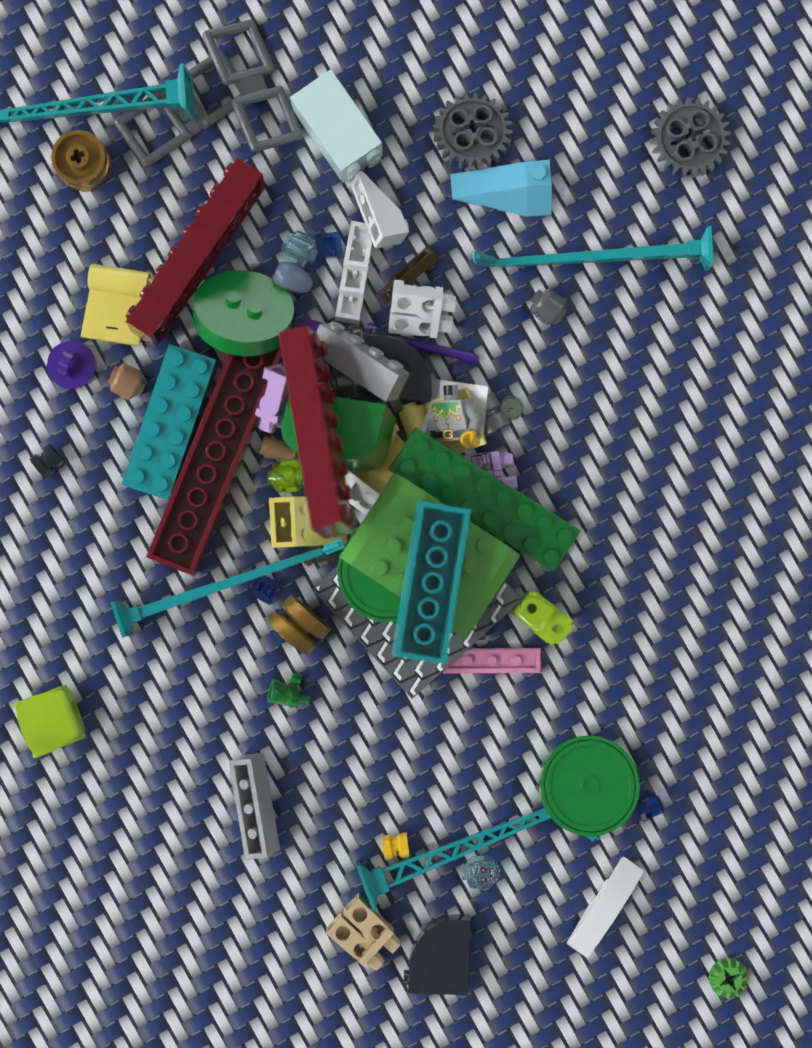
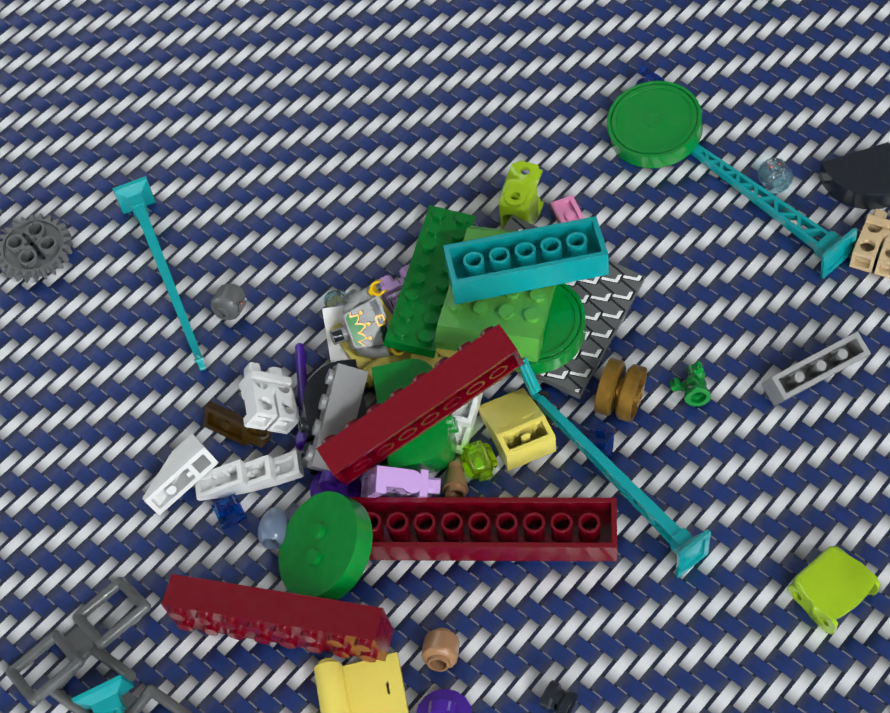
camera: 100 degrees left, 30 degrees down
(170, 421) = (468, 587): teal brick -> none
(299, 248) = (240, 531): clear light blue head -> none
(337, 126) = (102, 535): light aqua brick -> none
(395, 846) = (789, 247): yellow wheel -> none
(477, 150) = (58, 430): dark grey gear -> none
(513, 188) = (122, 368): medium azure wedge -> none
(605, 907) = (755, 78): white slope -> none

